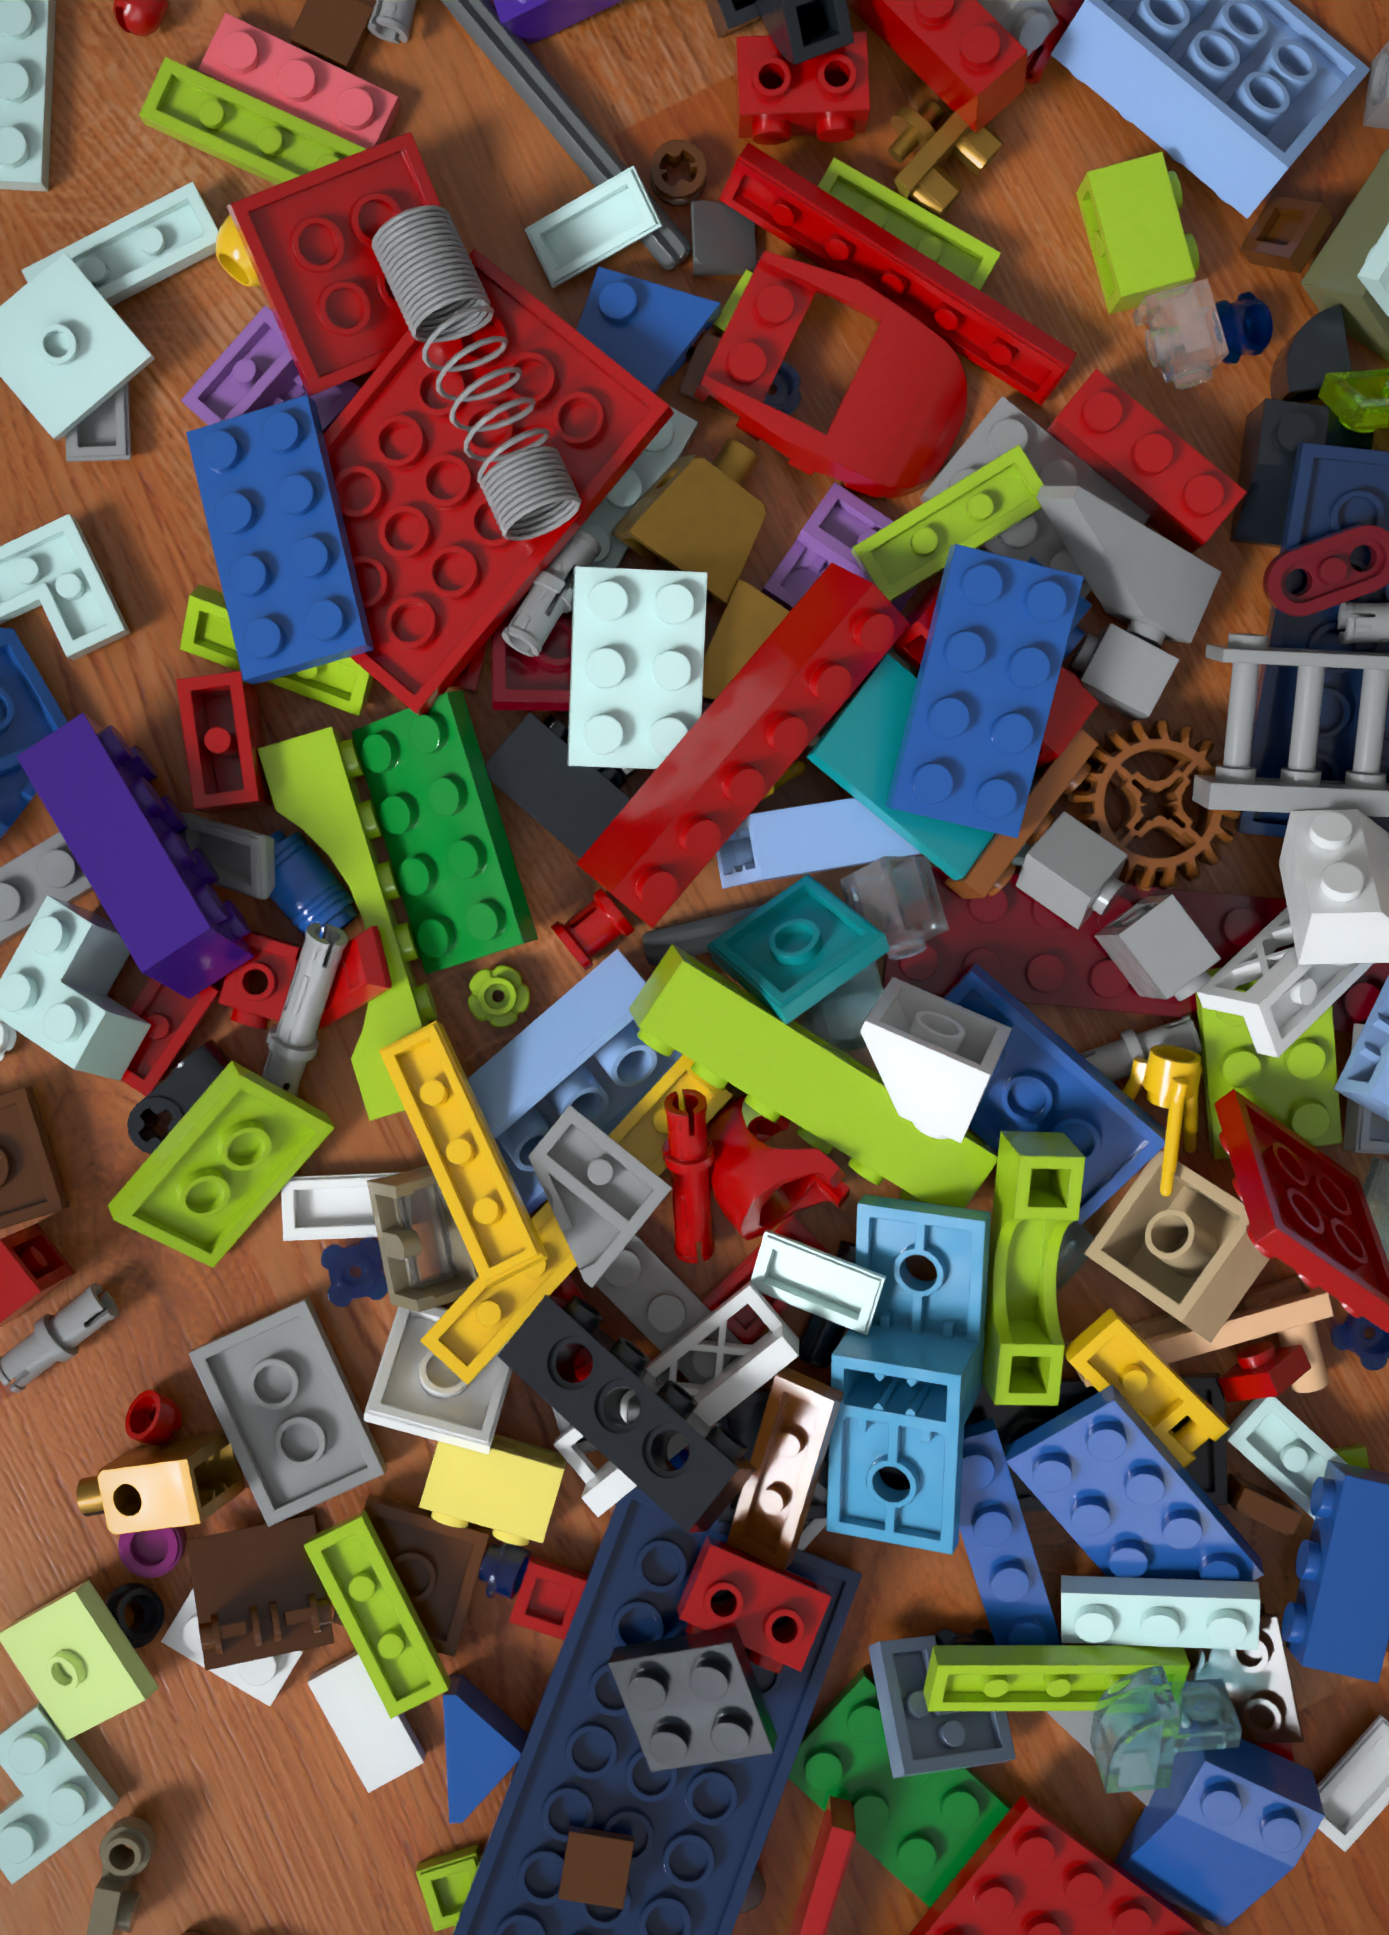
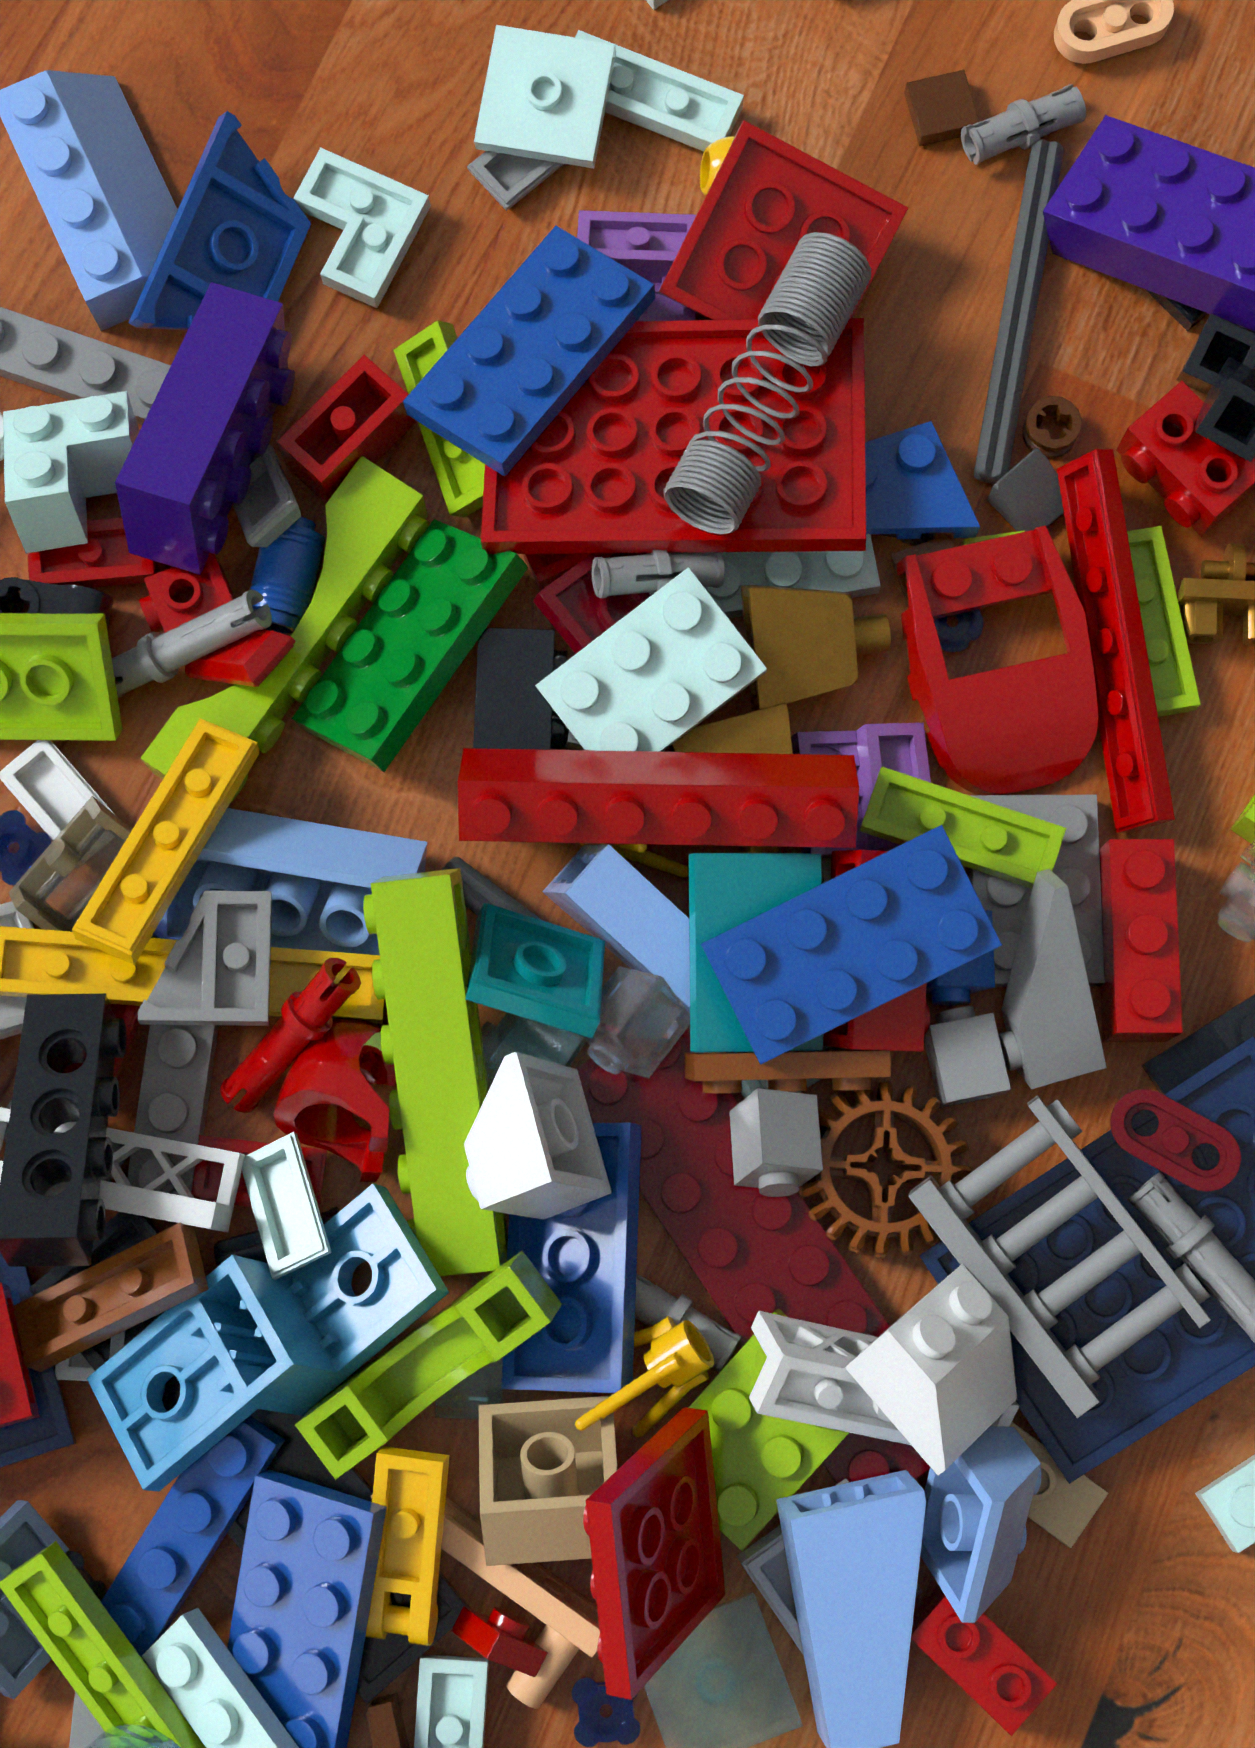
camera: 55 degrees right, 10 degrees down
(238, 126) = (810, 92): lime plate -> none
(299, 83) = (878, 115): coral plate -> none
(498, 1013) = (321, 802): lime plate -> none
(592, 929) = (426, 814): red bush -> none
(593, 227) = (957, 395): light aqua tile -> none
(1159, 949) = (768, 1252): light grey brick -> none

